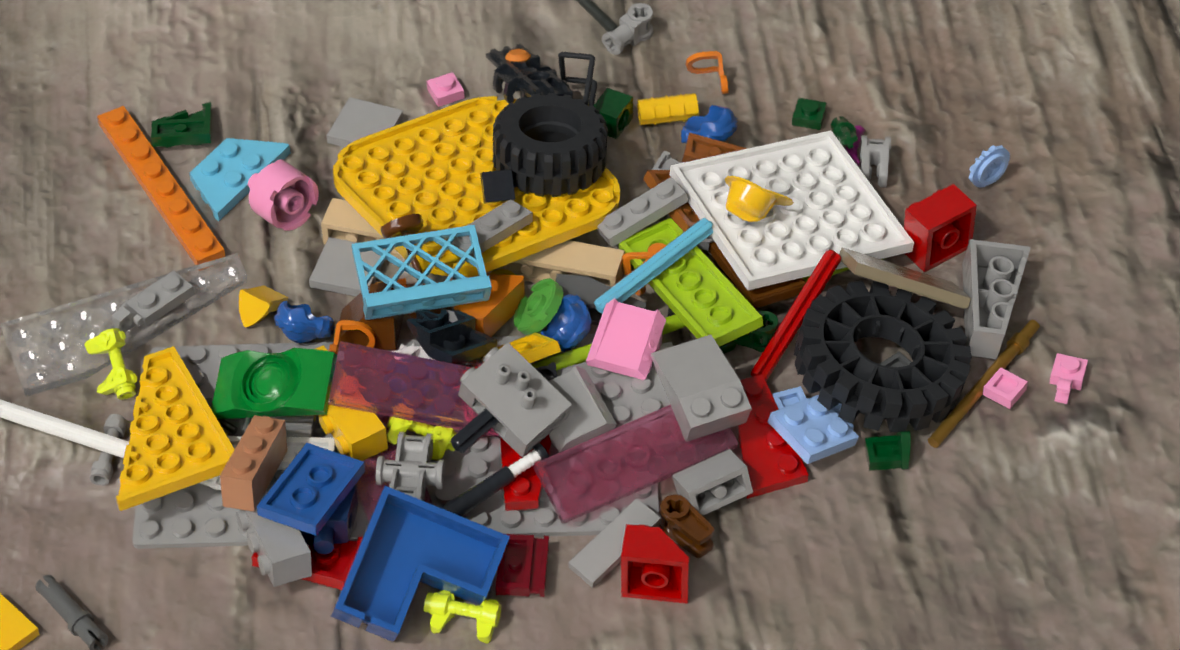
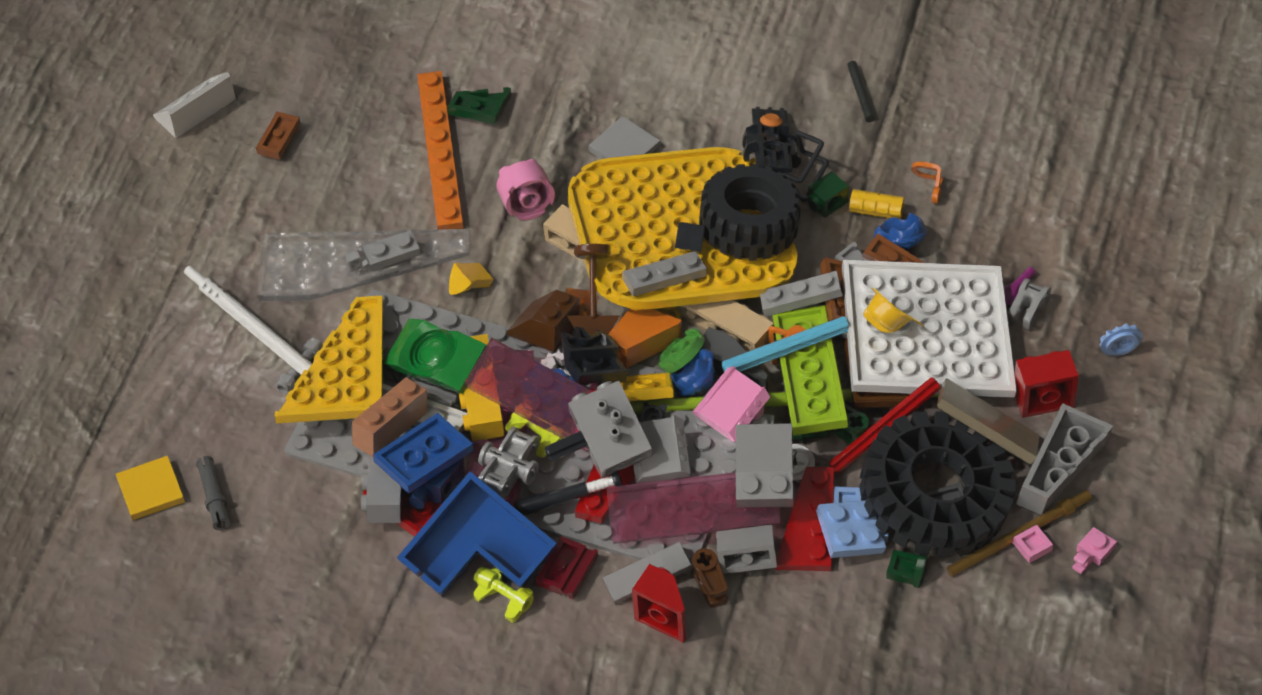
camera: 25 degrees right, 5 degrees up
(120, 380) = (332, 310): neon yellow piece -> none
(227, 169) = (502, 149): medium azure wing -> none
(300, 324) = (491, 307): blue hair -> none
(337, 269) = (551, 267): light grey tile -> none
(352, 325) = (520, 322): orange piece -> none
(427, 296) = (582, 316): medium azure fence -> none
(445, 89) = (704, 131): bright pink plate -> none
(633, 29) = (881, 121): light grey connector -> none
(809, 114) = (996, 243): dark green plate -> none
(844, 131) = (1012, 270): dark green axle -> none

